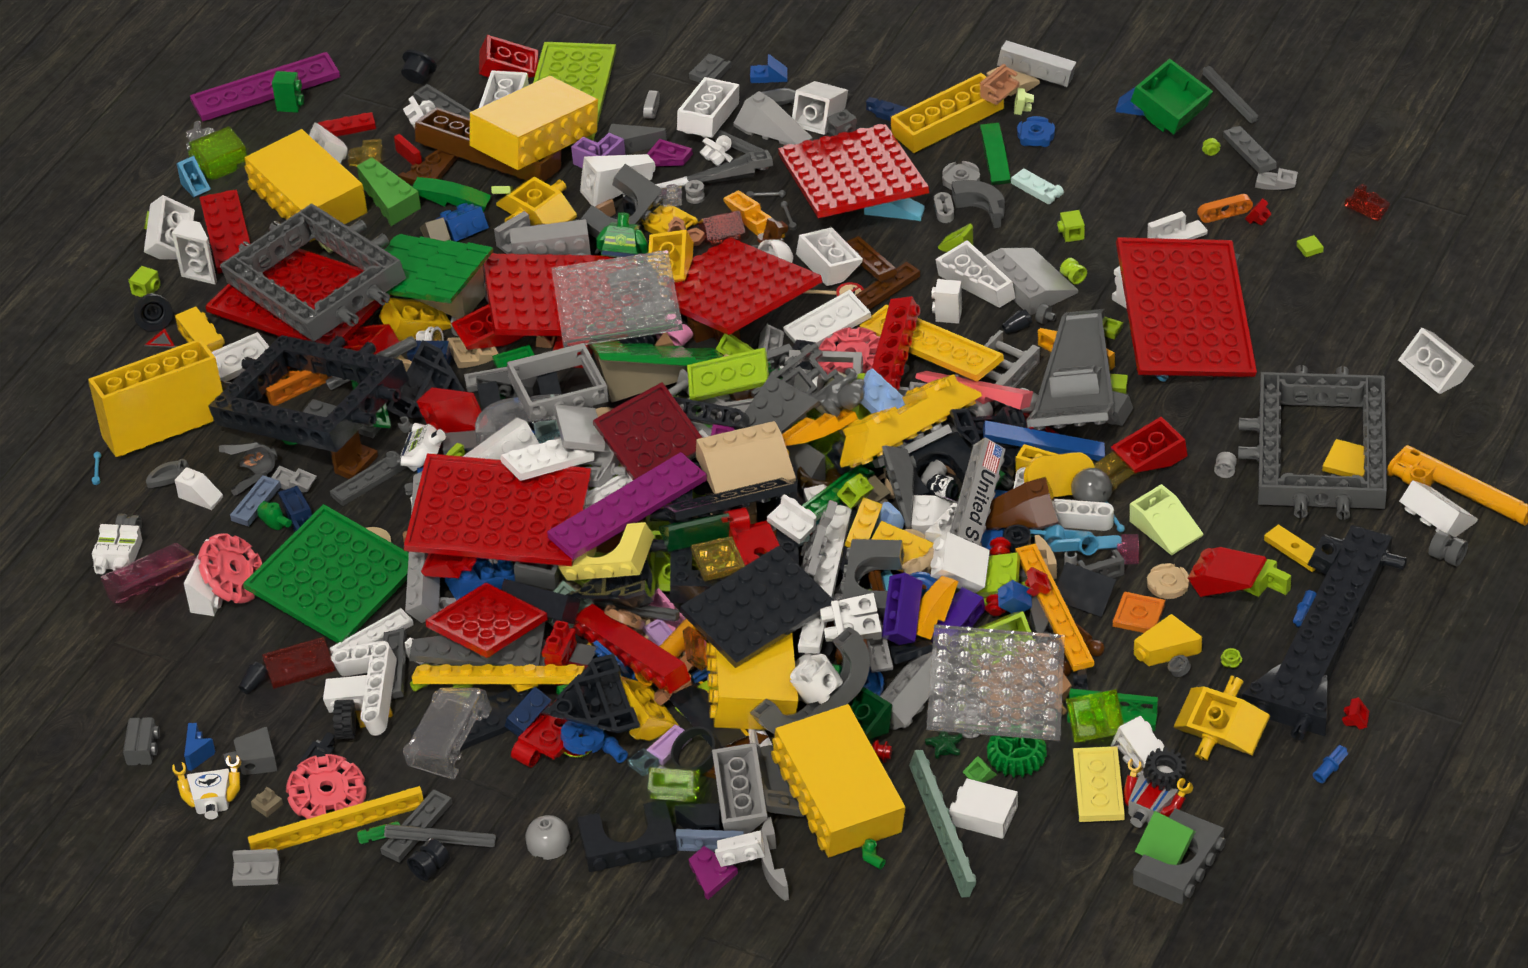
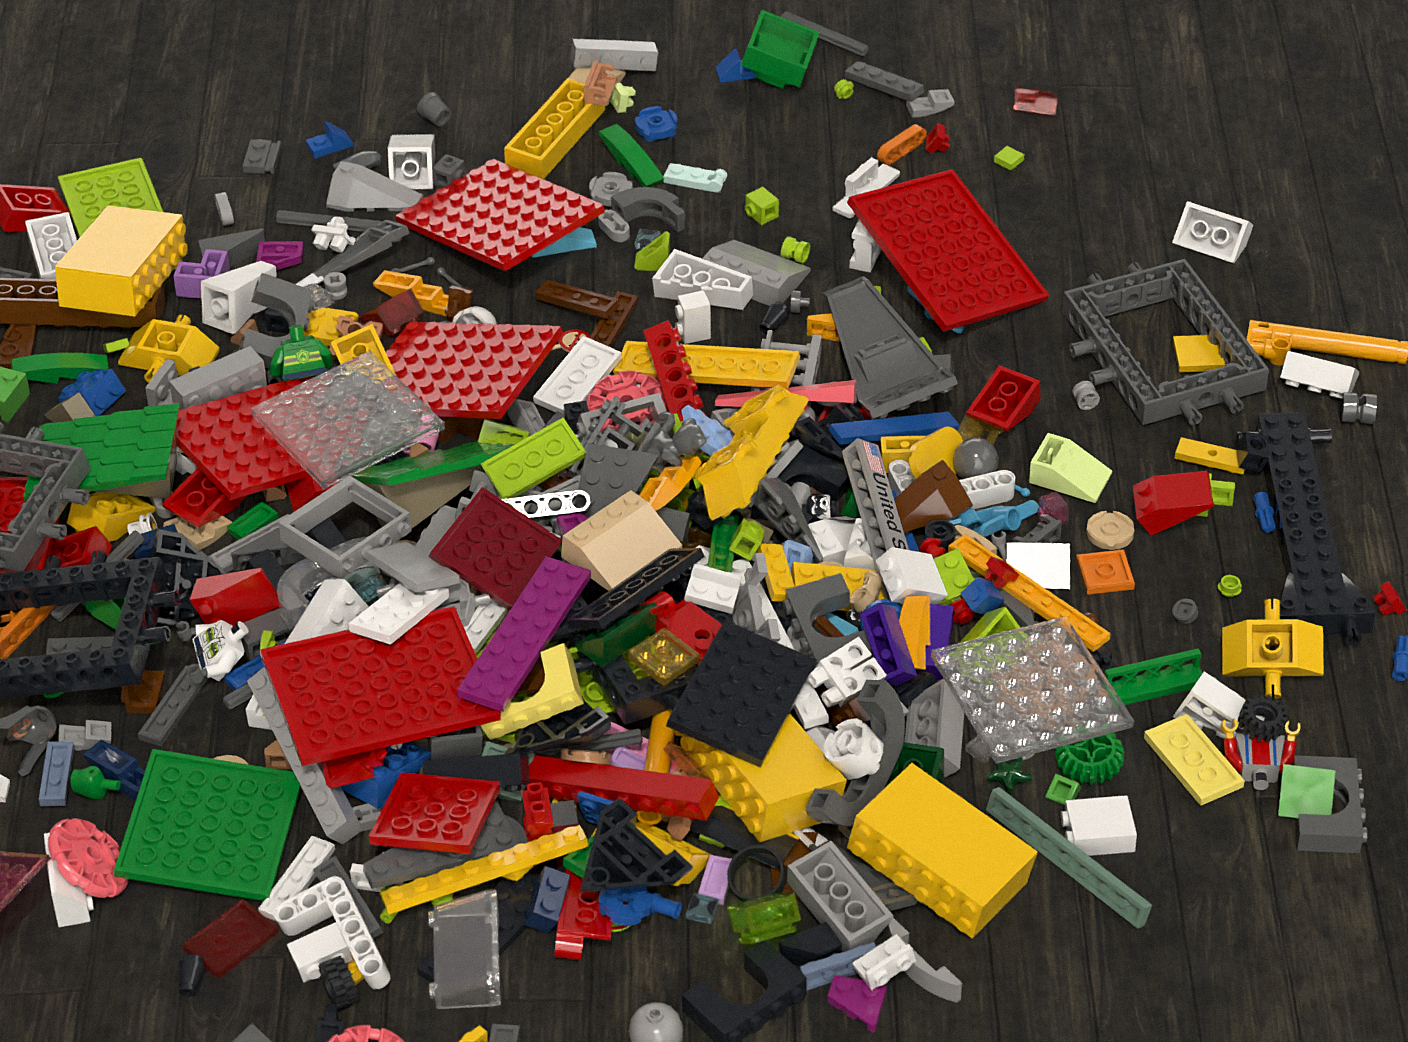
camera: 30 degrees left, 0 degrees up
(708, 107) = (296, 193): white brick -> none
(828, 255) = (529, 304): white slope -> none
(864, 68) = (434, 109): none -> dark grey piece
(869, 854) = (1013, 918): green arm -> none
(883, 109) = (484, 145): dark blue hinge -> none
(961, 222) = (645, 237): none -> clear light blue tile
(1094, 715) = (1148, 689): clear neon green slope -> none
(1166, 641) = (1159, 590): yellow slope -> none

